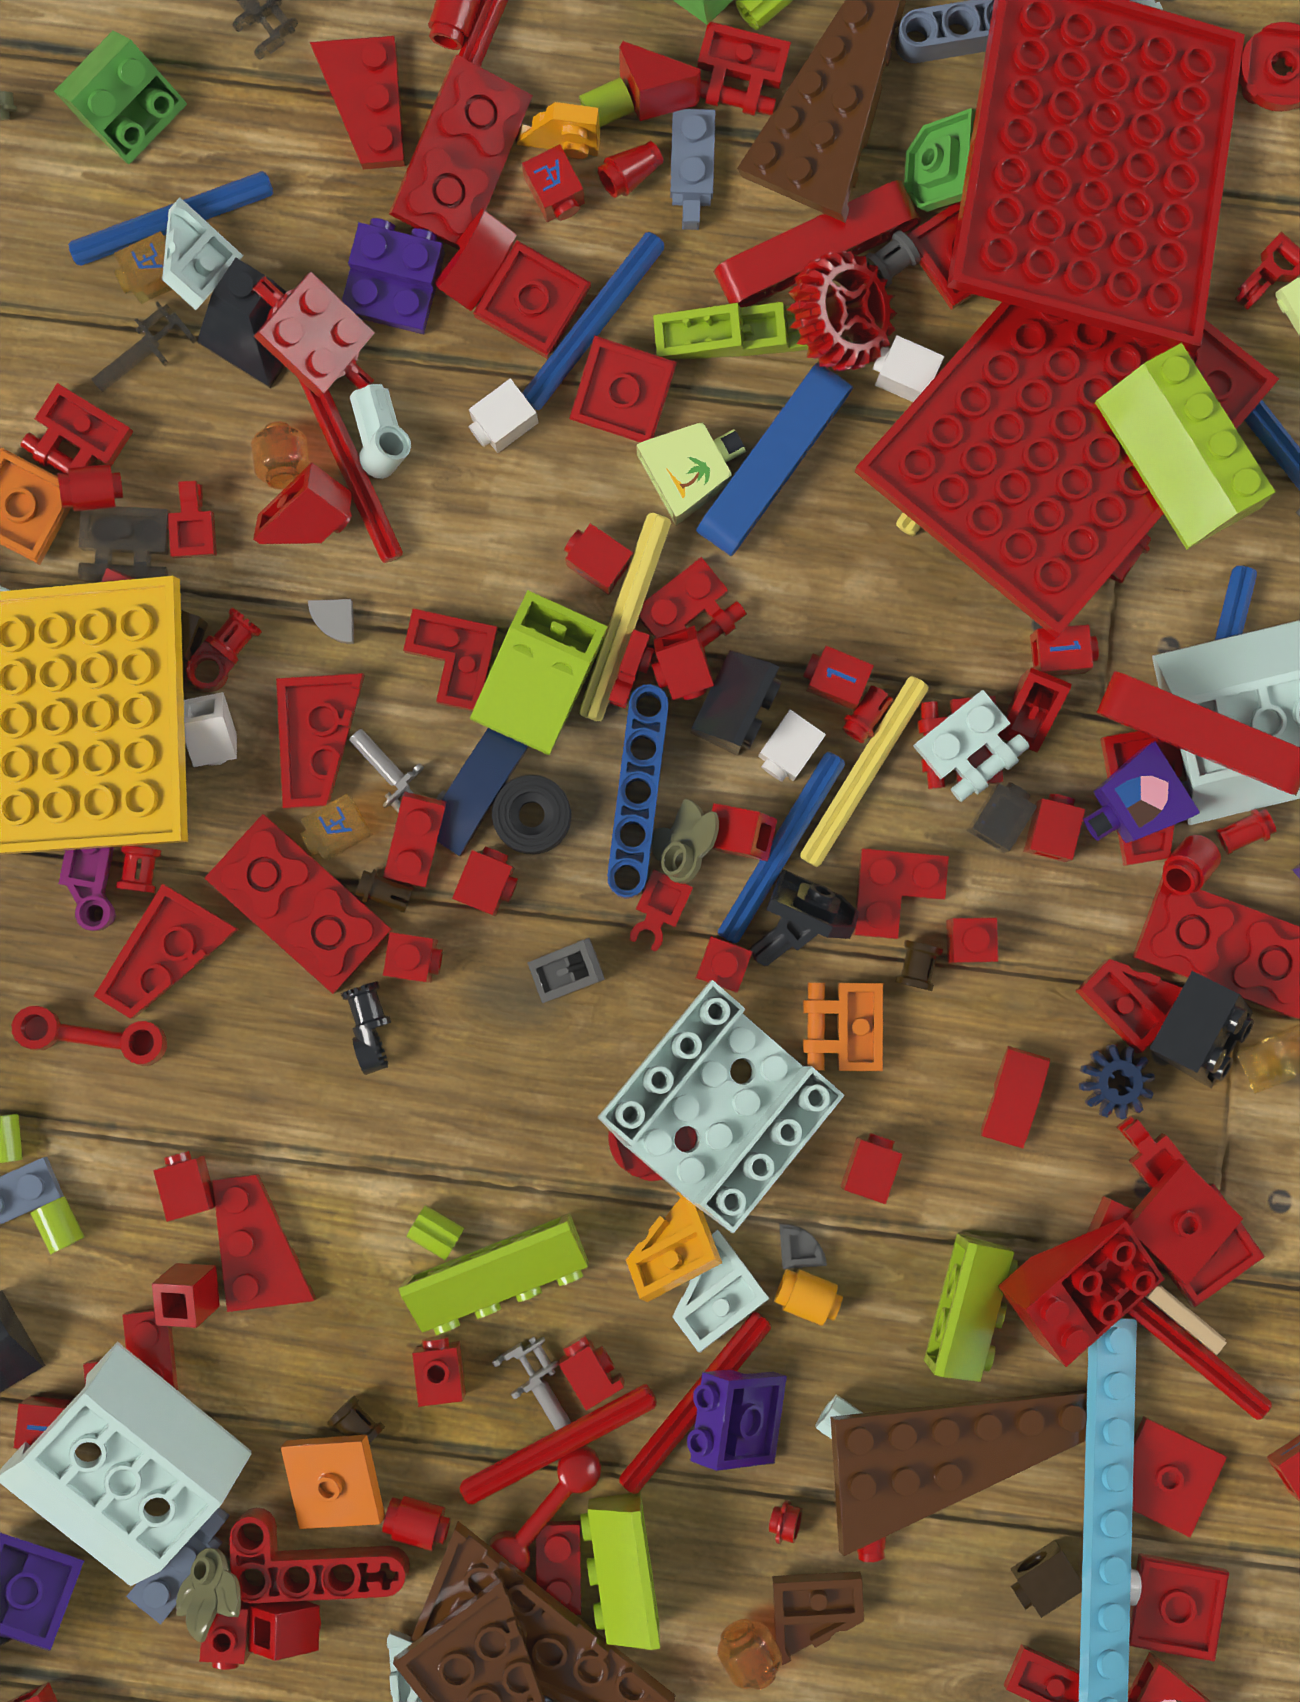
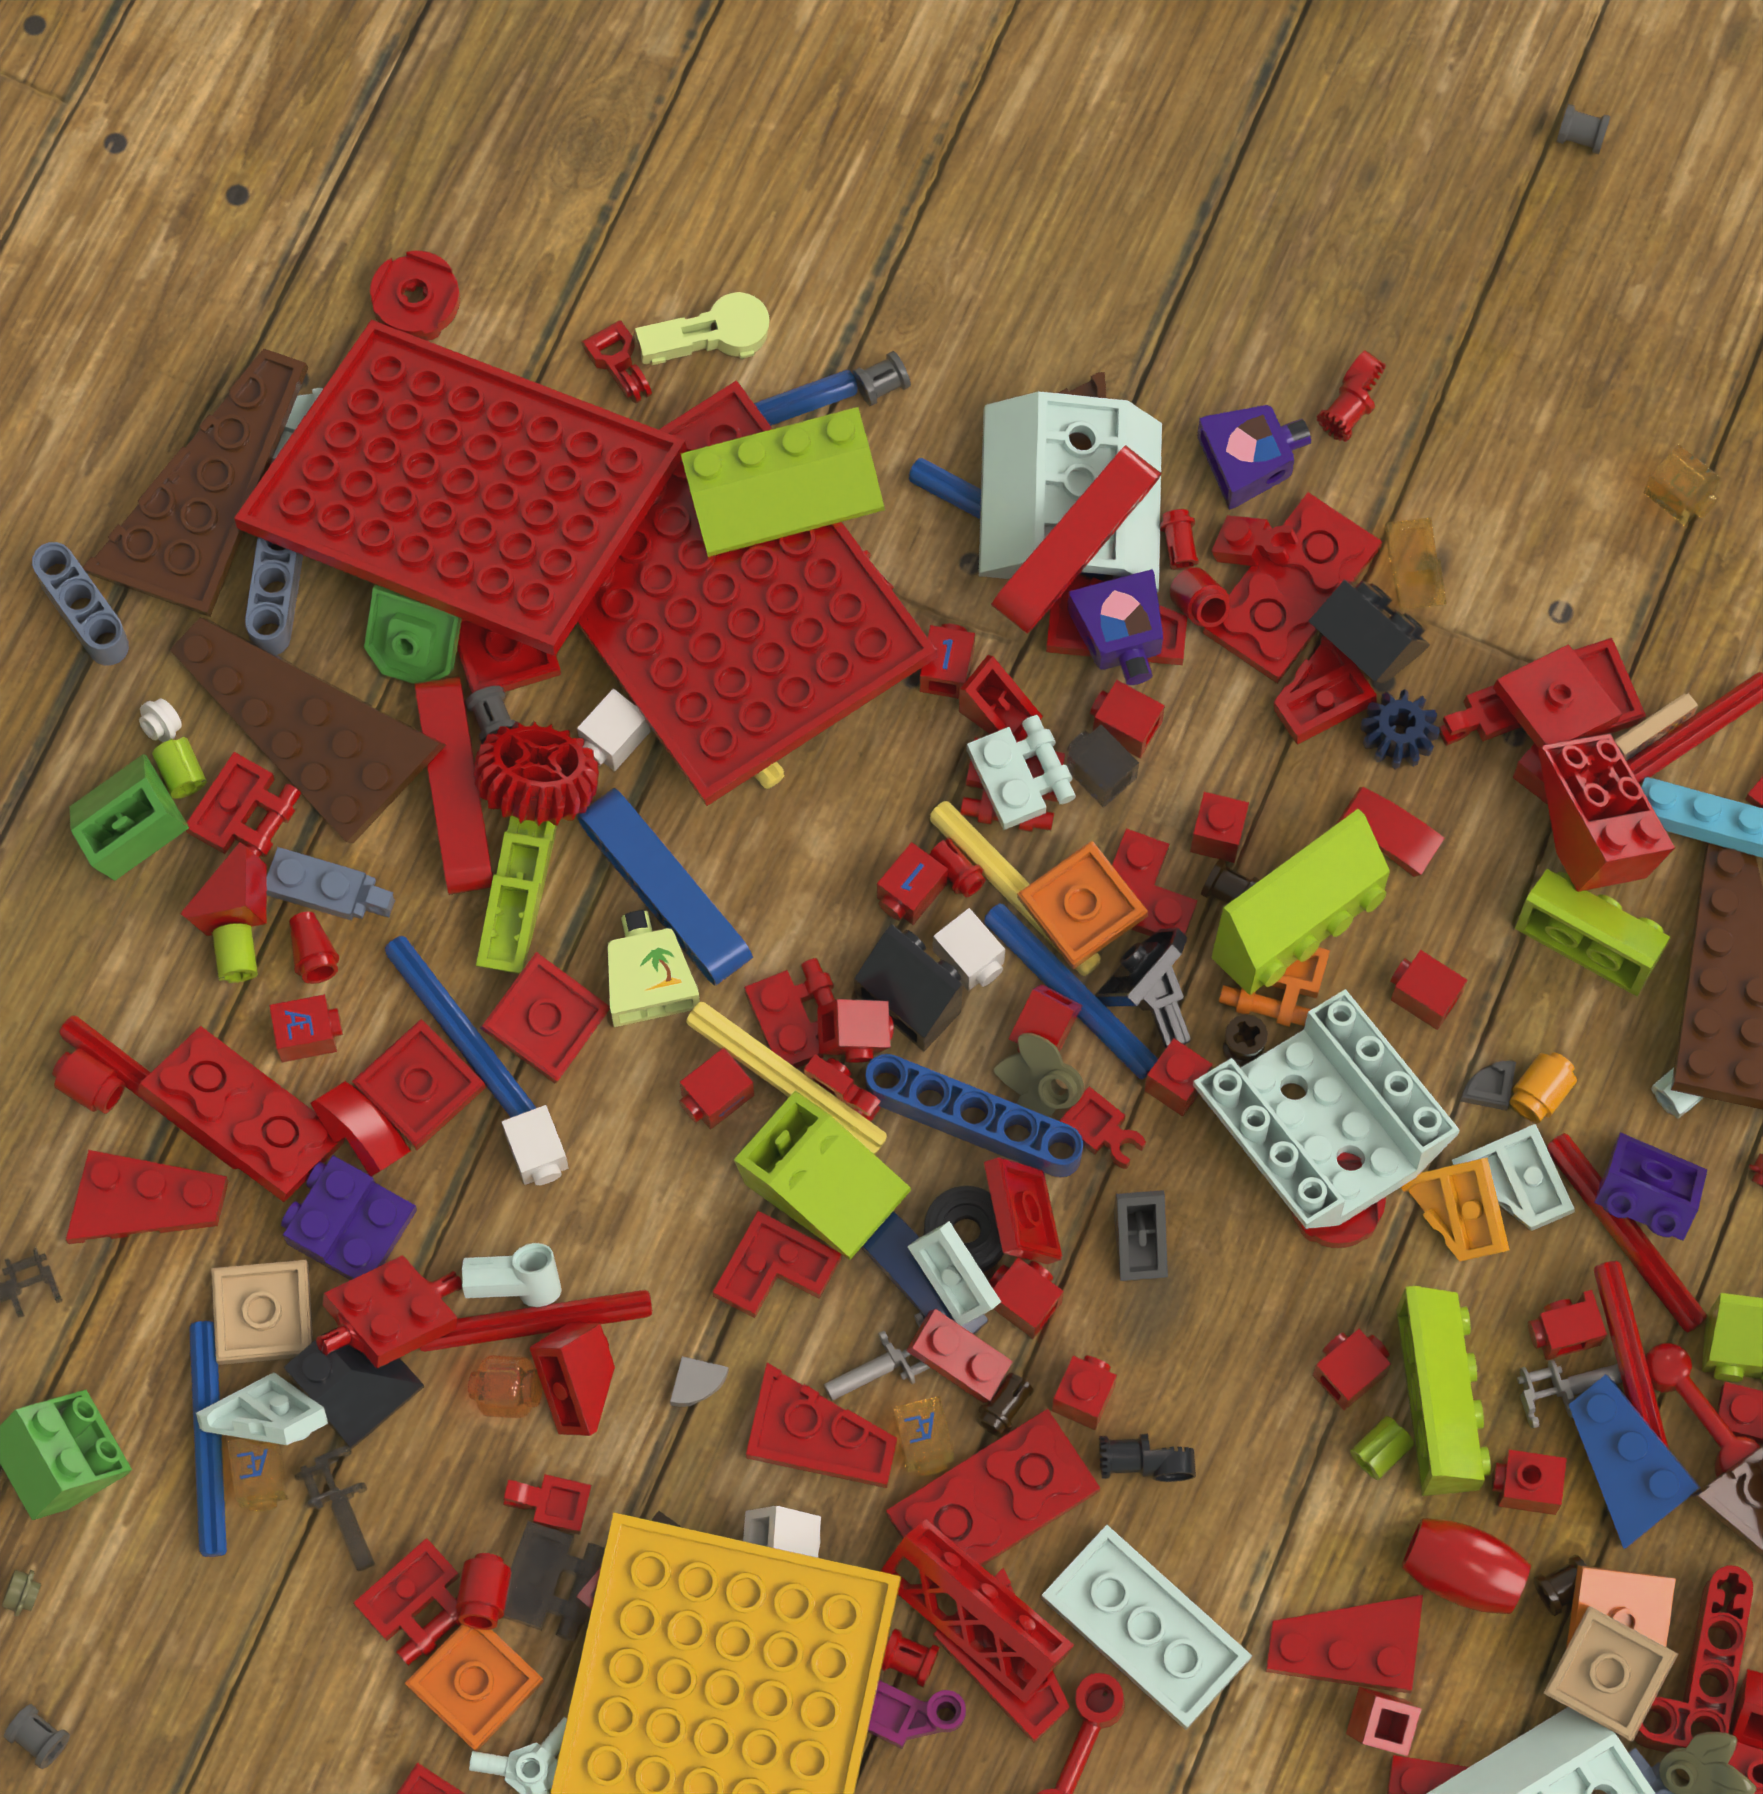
camera: 75 degrees left, 15 degrees down
(184, 1186) = (1265, 1697): red brick -> none
(192, 918) = (988, 1602): none -> red fence
(220, 1066) = (1146, 1627): none -> light aqua plate
(222, 649) = (698, 1506): red connector -> none
(275, 1487) = (1610, 1673): none -> tan plate
(291, 228) = (261, 1311): none -> tan plate
(343, 1334) = (1466, 1566): none -> red piece
(416, 1522) = (1684, 1548): red brick -> none
(478, 814) = (954, 1274): none -> light aqua plate
(479, 1457) = (1629, 1460): none -> blue wing
(500, 1188) = (1351, 1366): none -> red brick
(556, 859) = (1023, 1211): none -> red plate
(564, 124) = (254, 992): light orange wing -> none
(789, 1016) = (1250, 1029): none -> dark brown bush
(860, 835) = (1082, 904): none -> orange plate
(911, 1036) = (1301, 904): none -> lime slope
(1264, 894) = (1247, 539): none -> red plate

